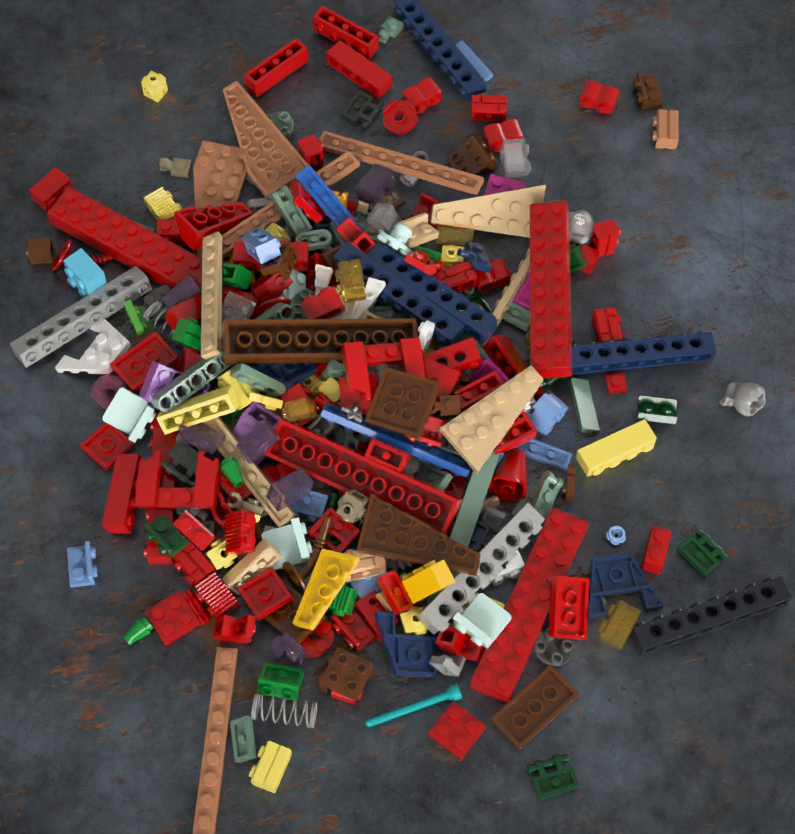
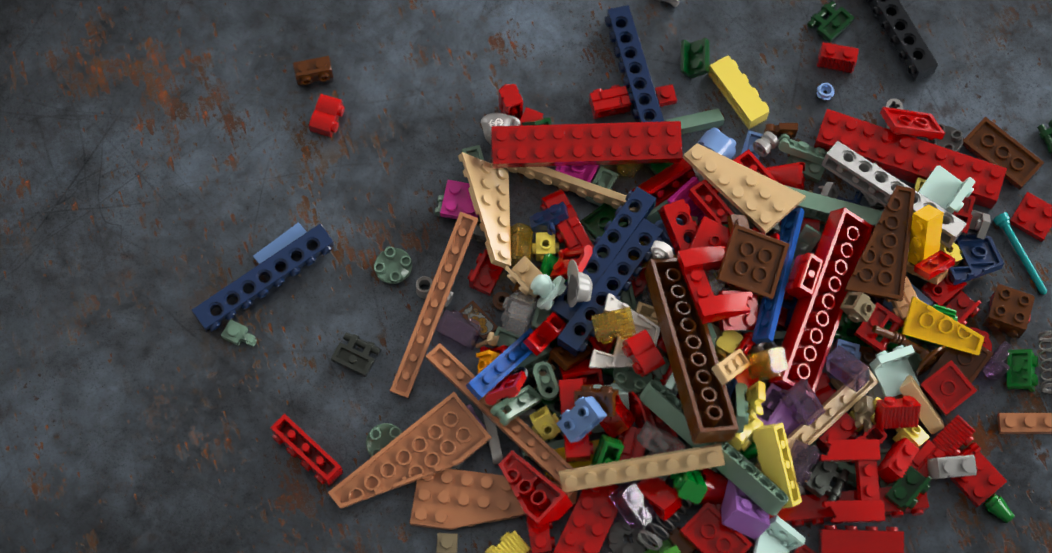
camera: 95 degrees left, 5 degrees up
(180, 579) = (952, 467): none -> light grey brick
(231, 469) = (833, 428): green cone -> none
(234, 629) = (982, 414): red brick -> none
(295, 370) = (731, 366): none -> tan tile
(312, 152) = (428, 395): red brick -> none
(339, 28) = (252, 378): red brick -> none
(353, 413) = (763, 311): light grey plant -> none
(359, 69) = (303, 359): red brick -> none
(394, 256) = (578, 285): none -> light grey piece
(399, 108) = (377, 312): red plate -> none
(423, 94) = (334, 291): red brick -> none
(444, 141) = (393, 265): none -> sand green dish
(472, 157) = (416, 235): reddish brown bracket -> none
(488, 107) = (346, 222): red brick -> none
(497, 132) = (382, 206): red brick -> none
(514, 158) = (420, 188): clear brick -> none
(552, 461) = (765, 144): none -> light grey wheel
(618, 576) = (868, 90): dark blue wing -> none
(619, 624) = (913, 86): clear yellow brick -> none
(666, 129) = (363, 51): nougat brick -> none

